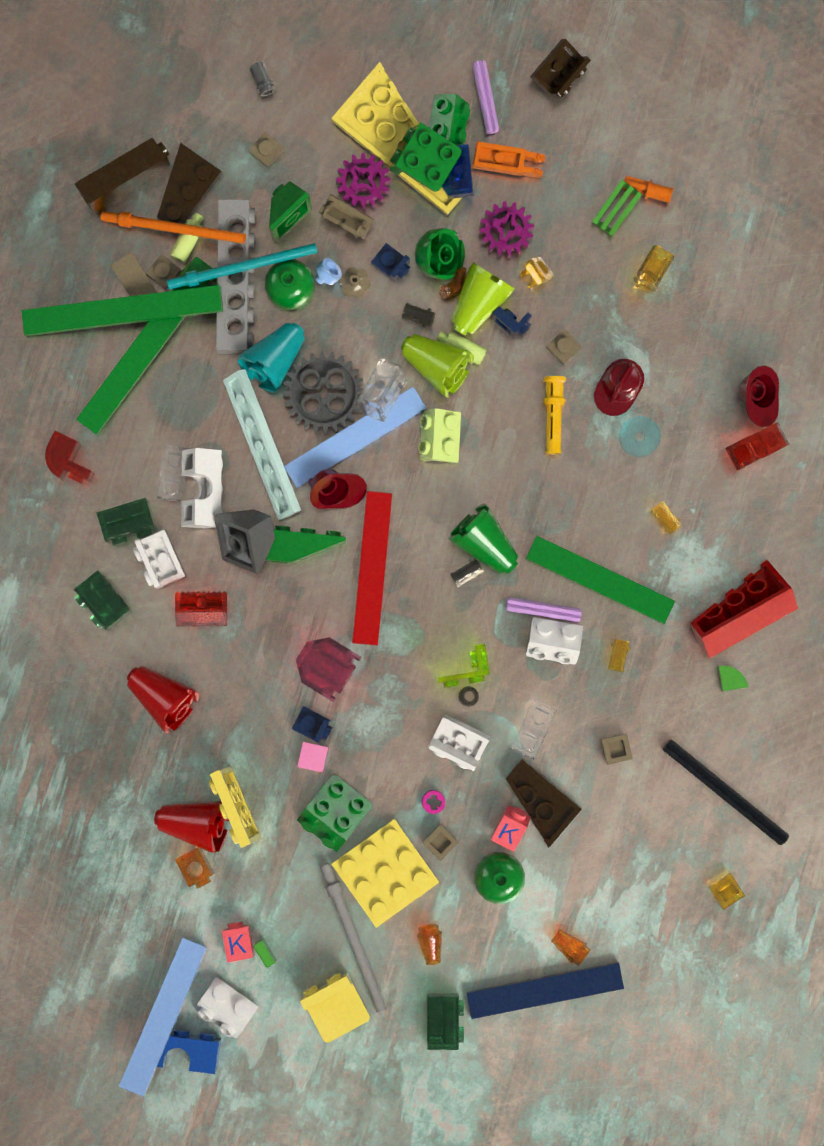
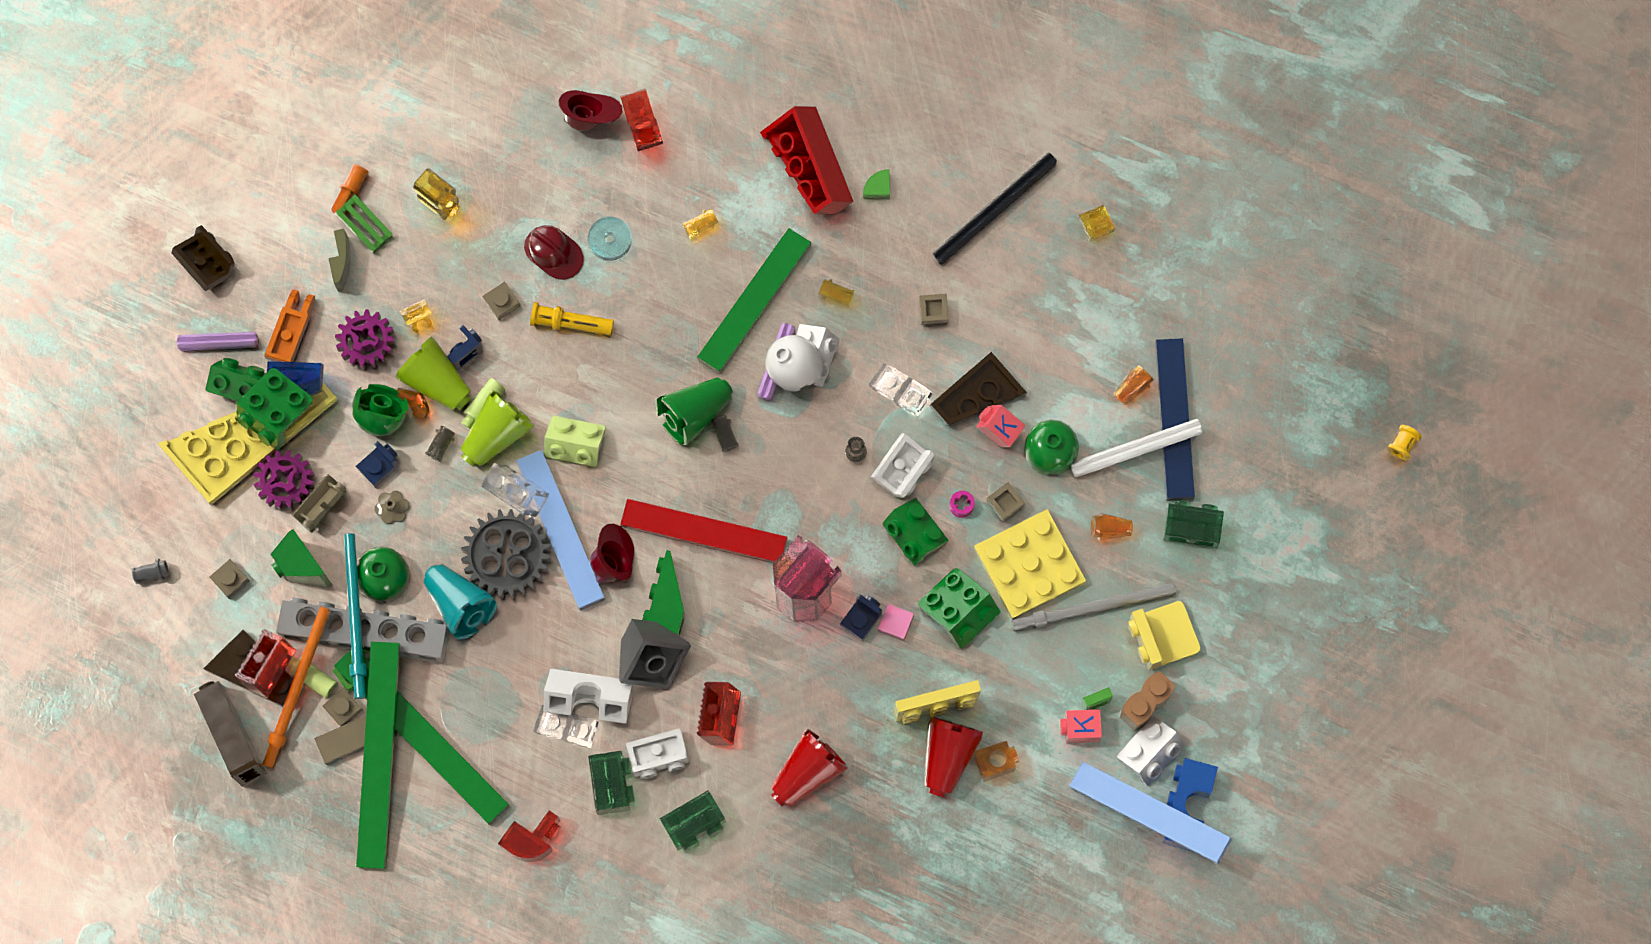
camera: 75 degrees left, 10 degrees down
(185, 195) = (265, 663): none -> clear red brick
(261, 444) = (550, 627): light aqua plate -> none
(275, 1003) = (1142, 704): none -> medium nougat brick
(328, 272) = (376, 531): light blue tile -> none
(400, 762) = (914, 531): none -> green bracket
(478, 659) = (822, 429): clear neon green bracket -> none
(509, 959) = (1136, 448): none -> white axle
(540, 626) = (793, 362): none -> white cylinder
(572, 194) = (340, 264): none -> olive slope

